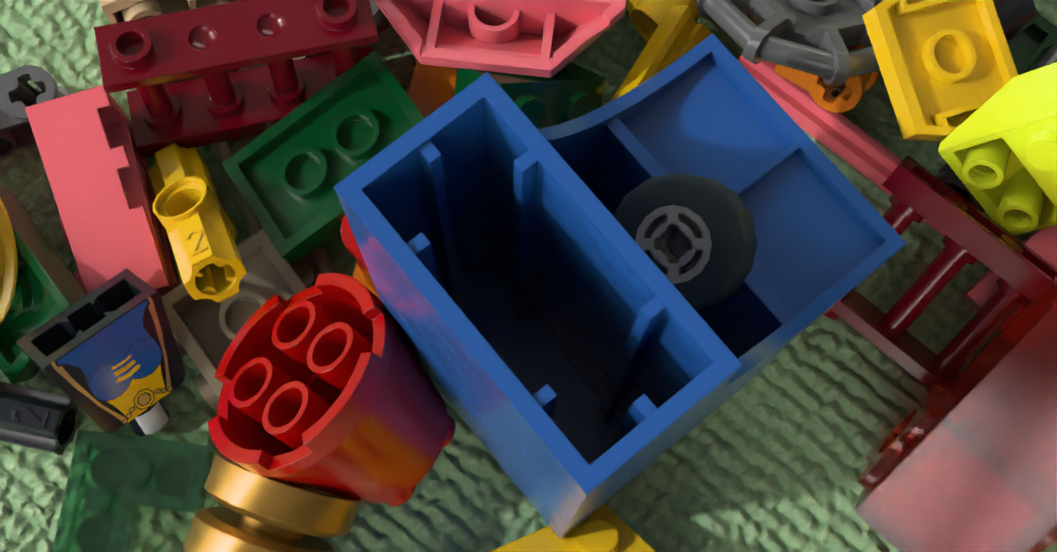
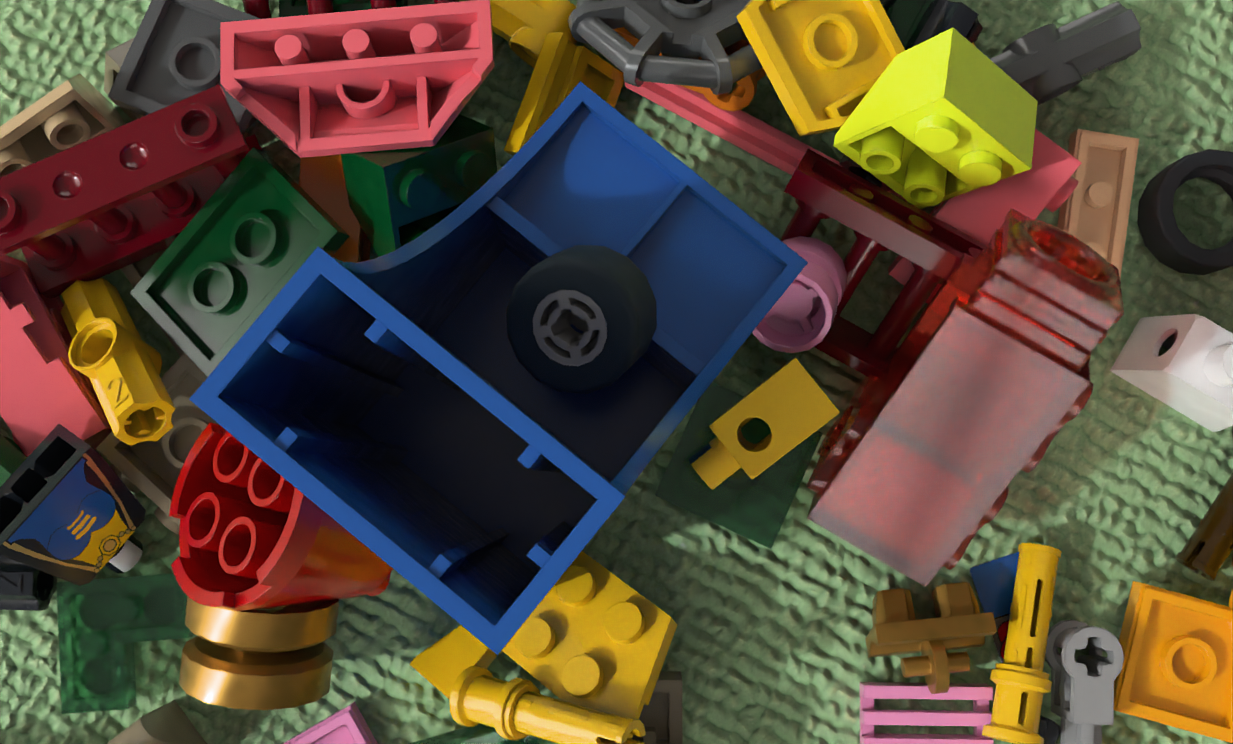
camera: 10 degrees left, 10 degrees up
(782, 456) = (739, 504): none -> clear green plate
(849, 393) = (787, 403): none -> yellow torso
(884, 300) = (810, 302): none -> bright pink wheel

